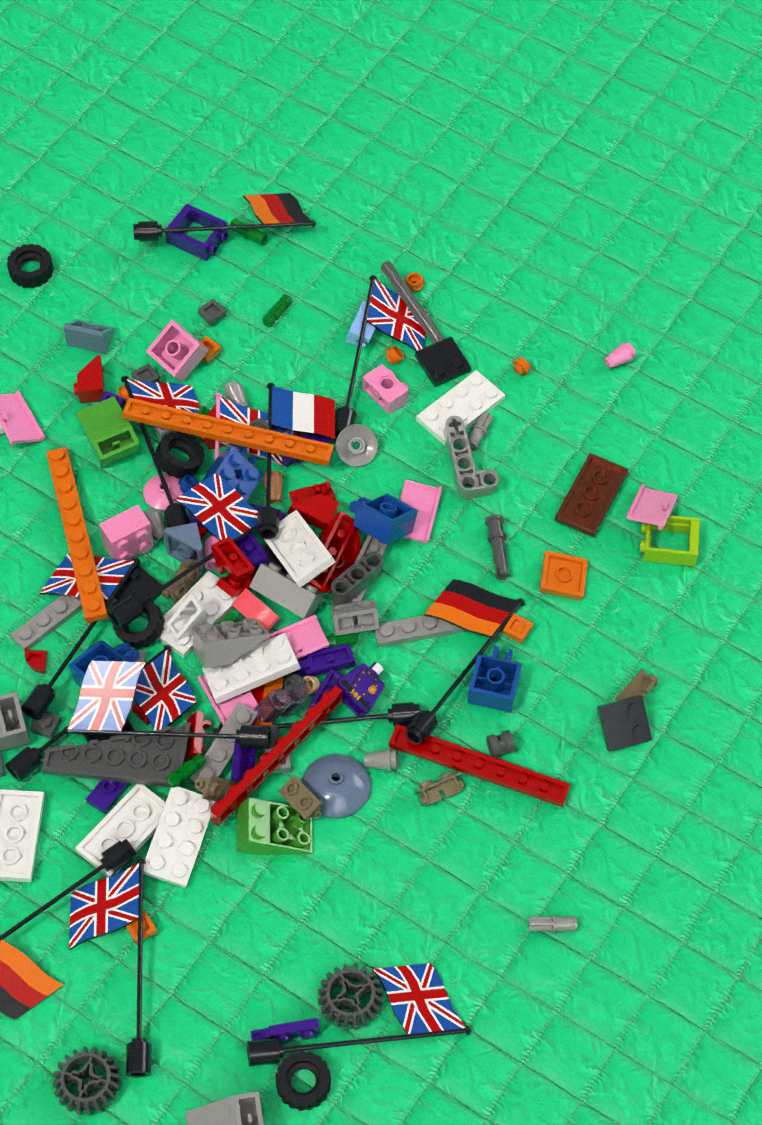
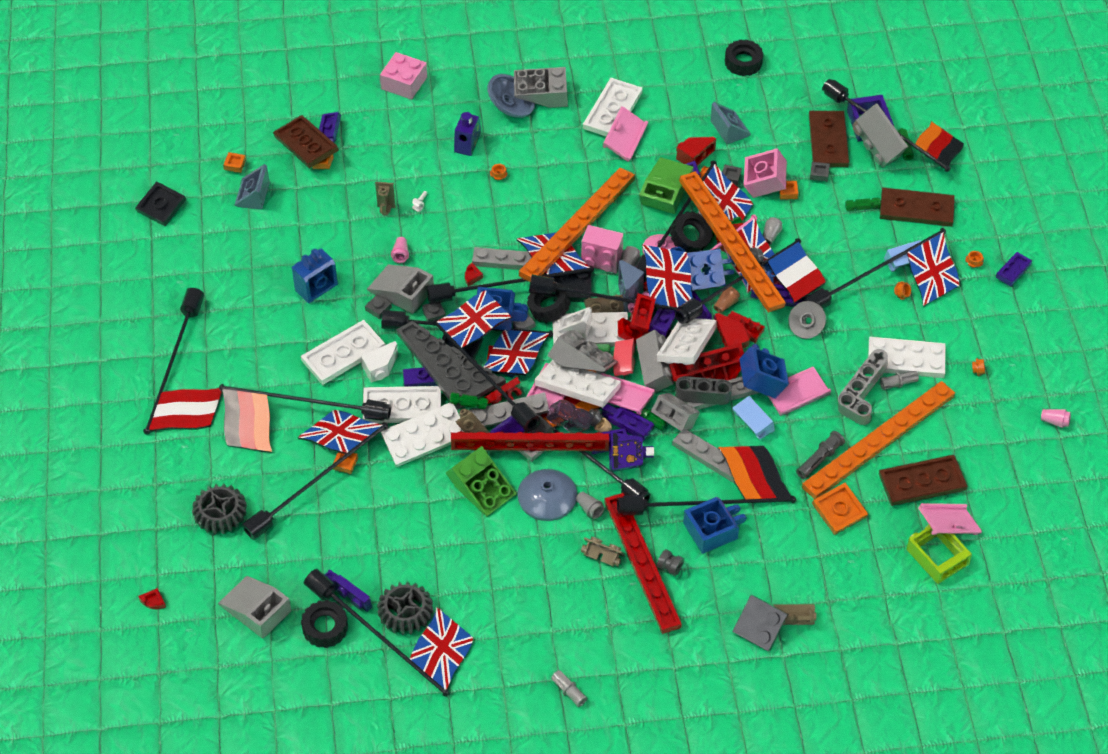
camera: 50 degrees right, 5 degrees down
(59, 814) = (379, 361): none -> white slope
(182, 277) = (828, 138): none -> copper plate
(232, 239) = (879, 136): none -> light grey slope
(301, 798) = (513, 478): dark tan hinge -> none
(320, 276) = (917, 206): none -> copper plate
(376, 385) = (869, 304): bright pink brick -> none
(411, 302) = (952, 267): dark grey axle -> none
(415, 563) = (754, 417): none -> light blue hinge
(442, 361) = (930, 321): black plate -> none
(451, 264) = (1013, 269): none -> dark purple plate
(517, 628) = (769, 511): orange plate -> none
(522, 495) = (878, 440): none -> orange plate

